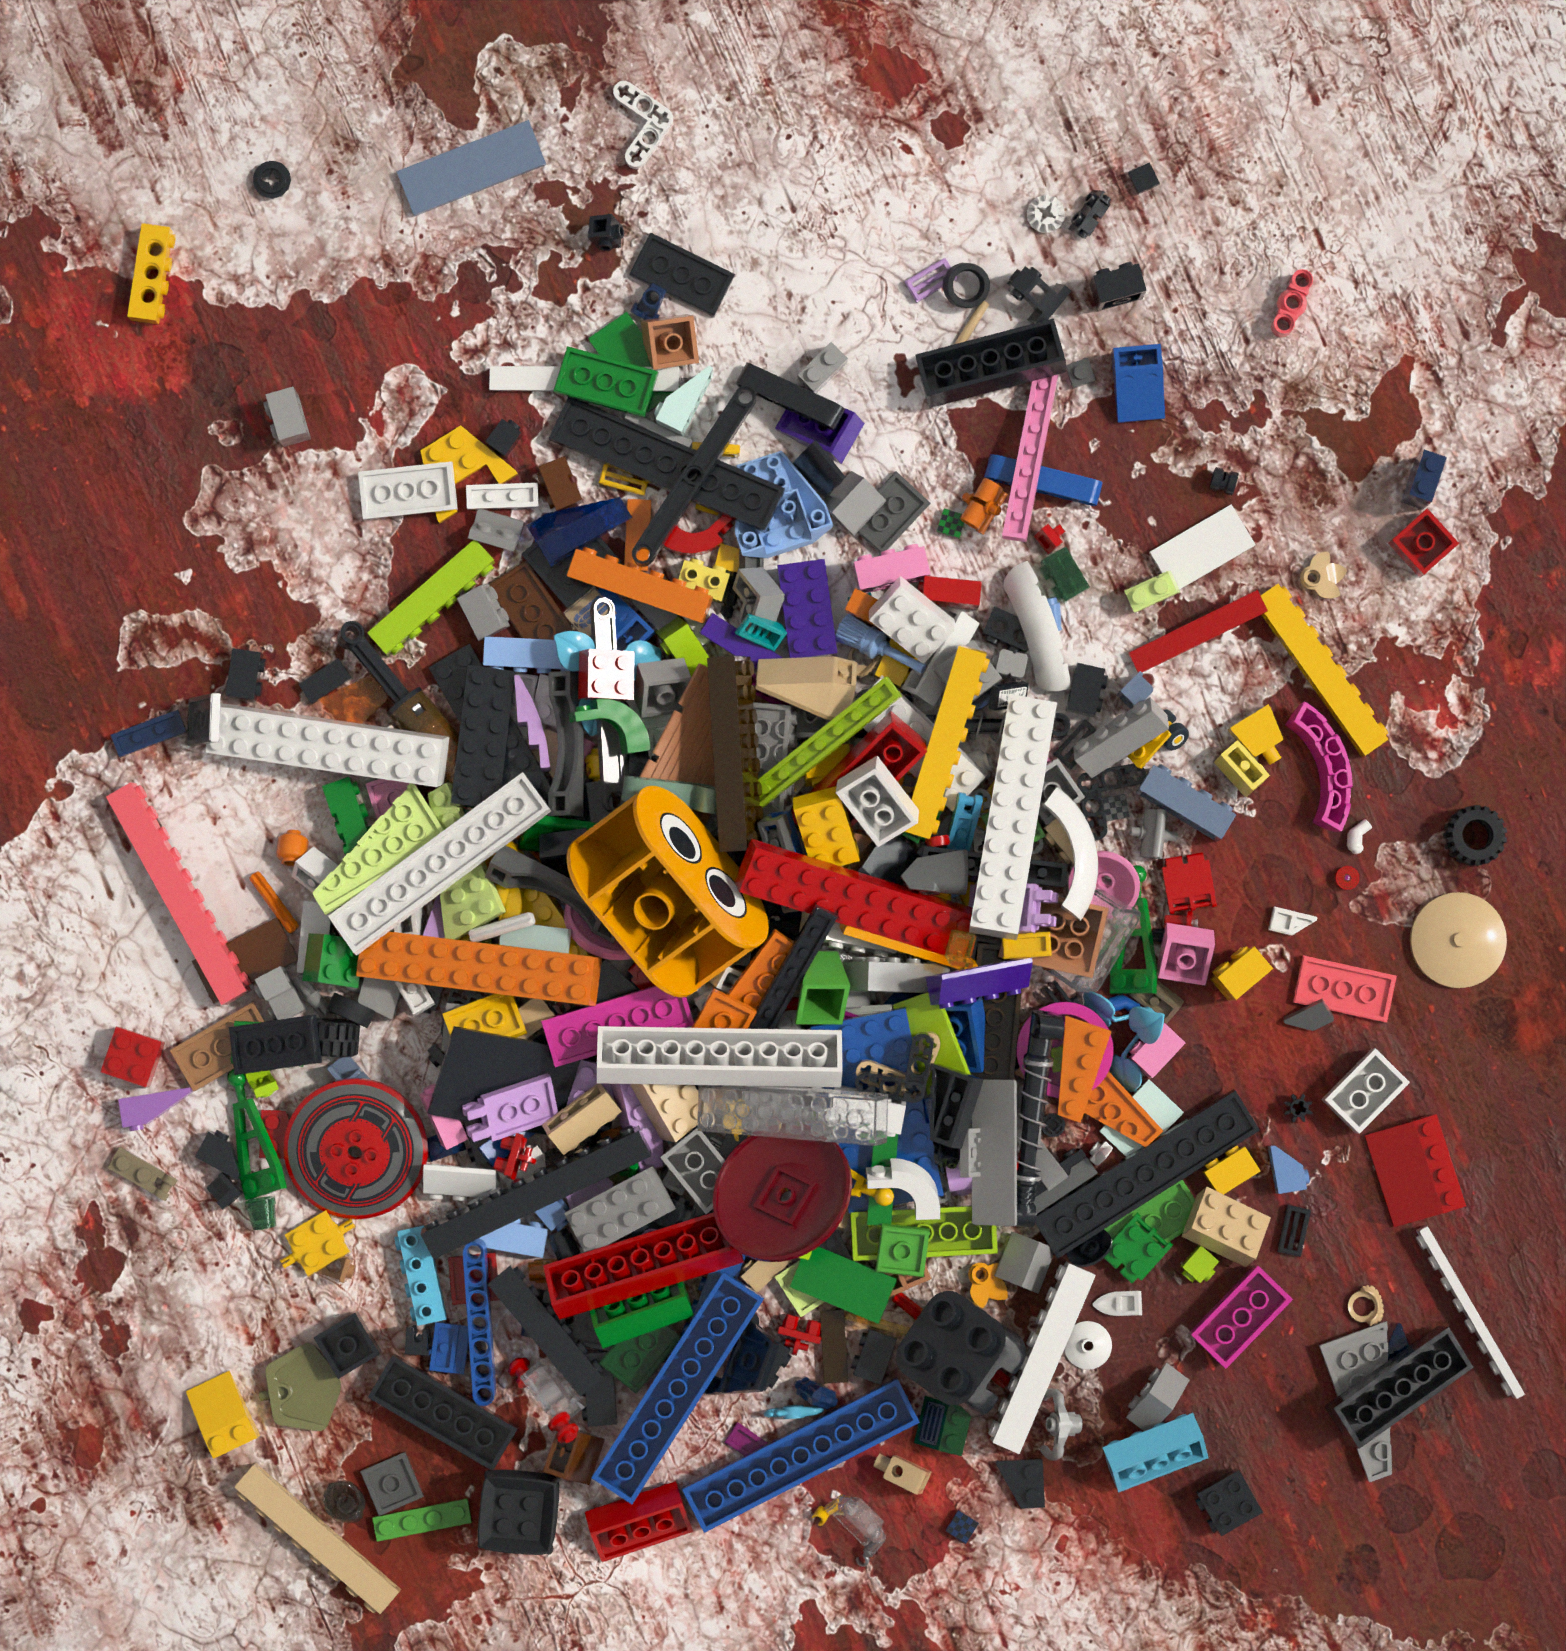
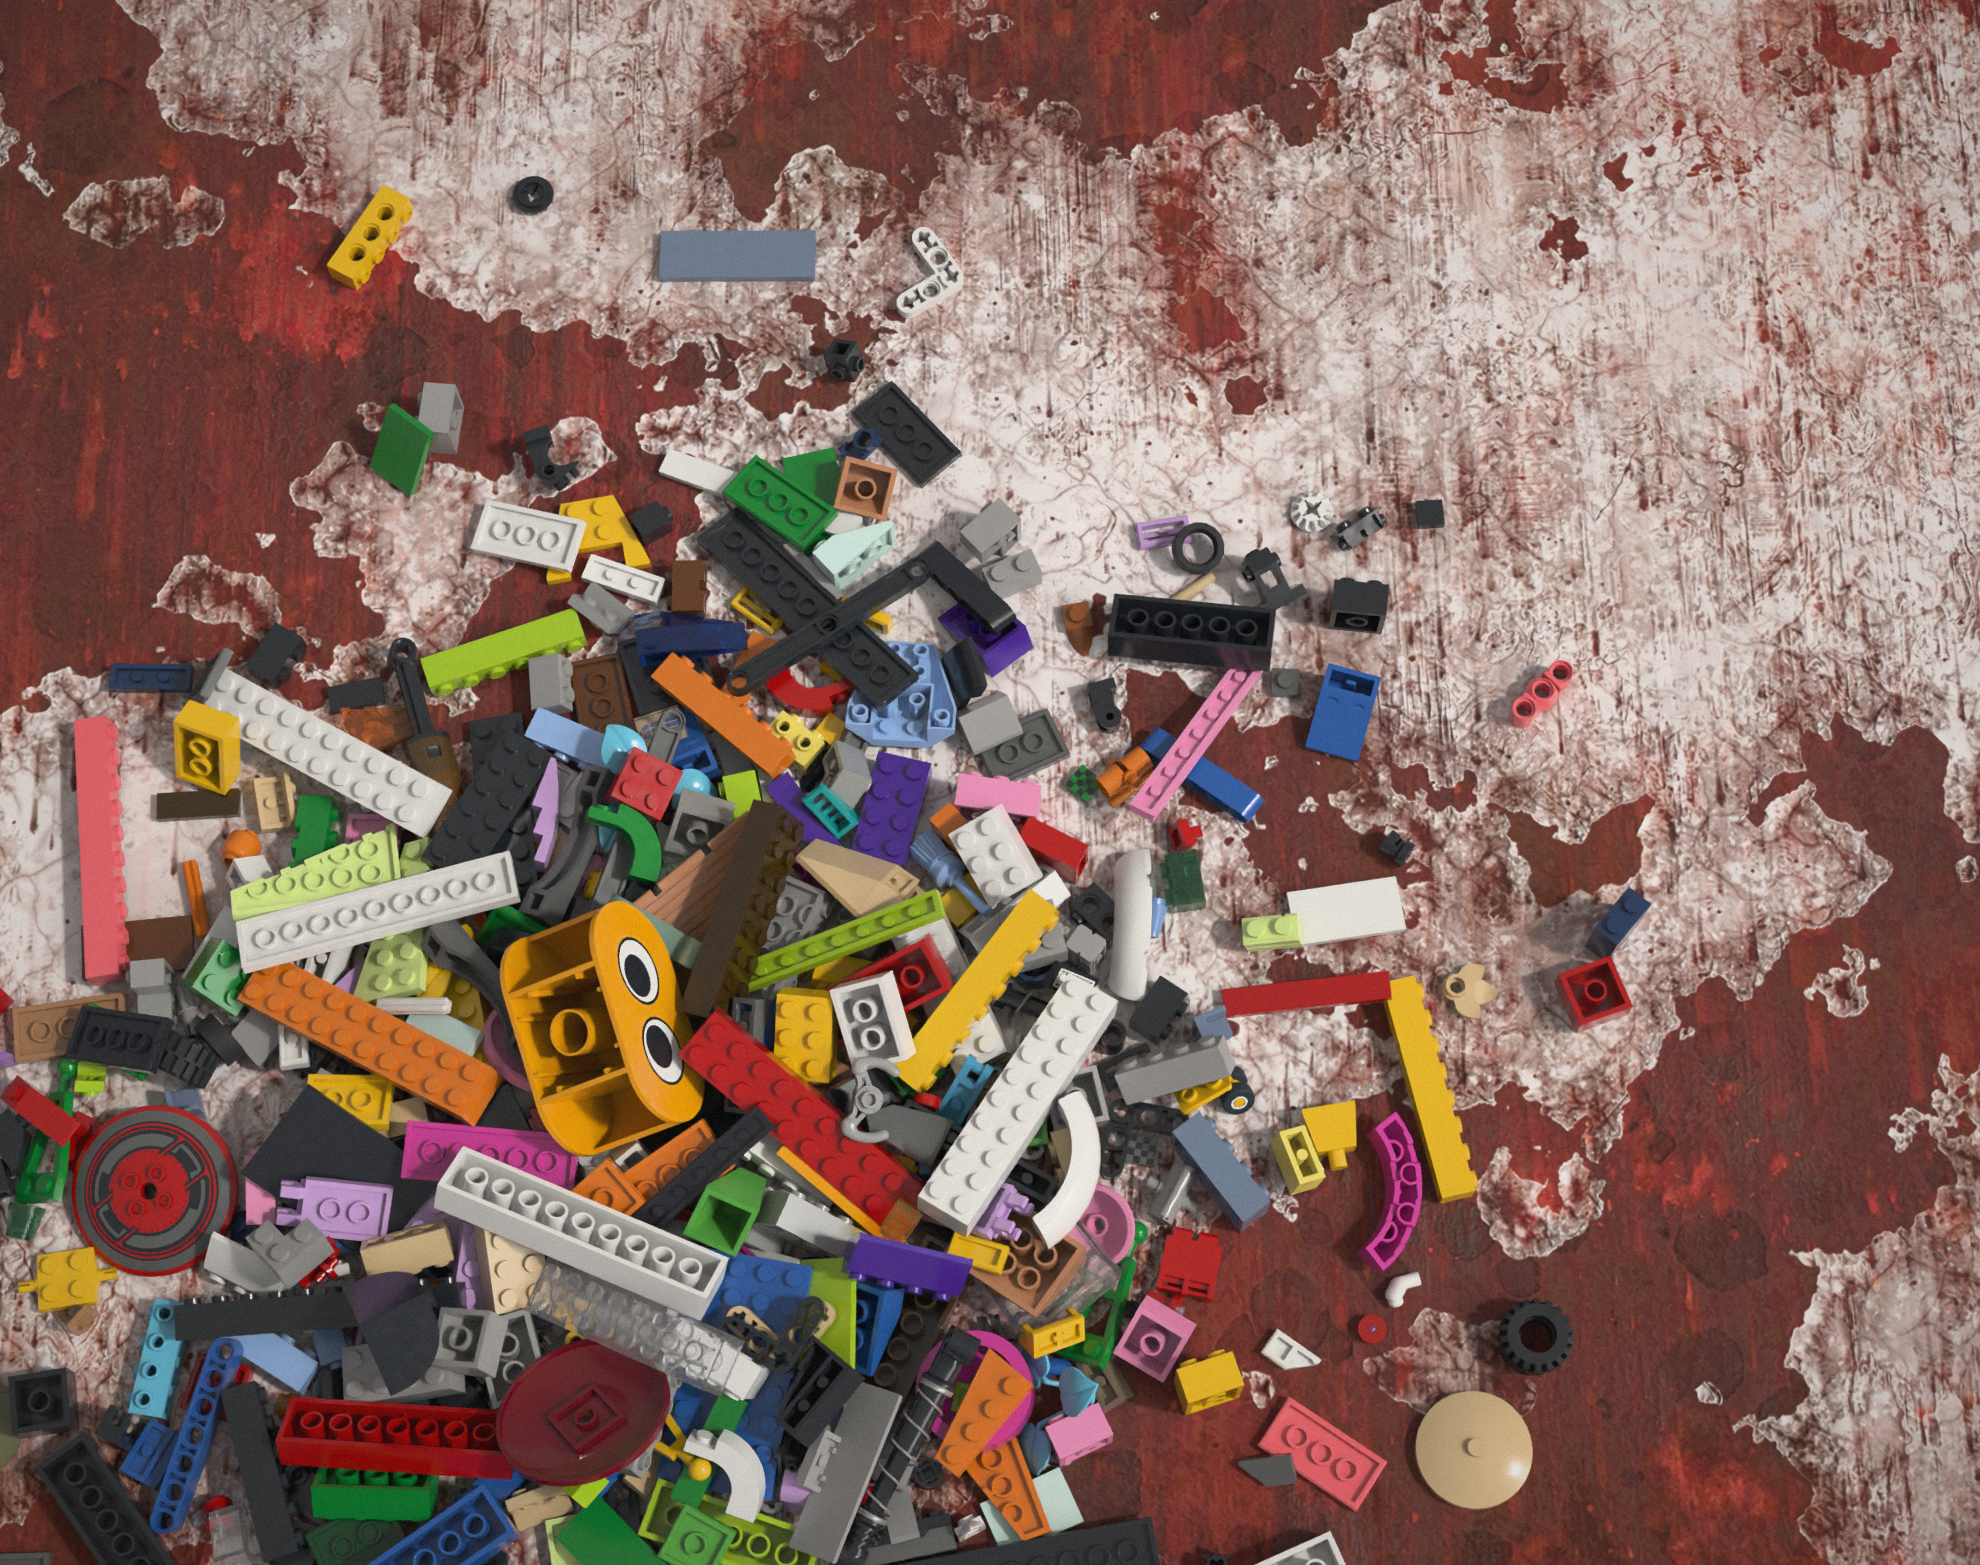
camera: 30 degrees right, 15 degrees down
(230, 778) = (207, 747): none -> yellow brick
(236, 1123) = (40, 1110): none -> red slope
(238, 824) = (198, 805): none -> dark brown tile
(270, 458) = (401, 449): none -> green tile
(302, 798) = (275, 803): none -> tan bracket
(382, 412) = (538, 445): none -> black tile
(498, 1161) = (290, 1255): none -> light grey brick
(607, 1183) = (396, 1325): none -> black brick
(667, 1173) = (470, 1341): none -> light grey slope
(793, 339) = (991, 531): none -> light grey brick
(893, 389) = (1078, 626): none -> dark orange plate
(897, 865) = (866, 1099): none -> light grey piece
(946, 457) = (1105, 712): none -> black leg
(1109, 983) = (1053, 1335): none -> yellow hinge

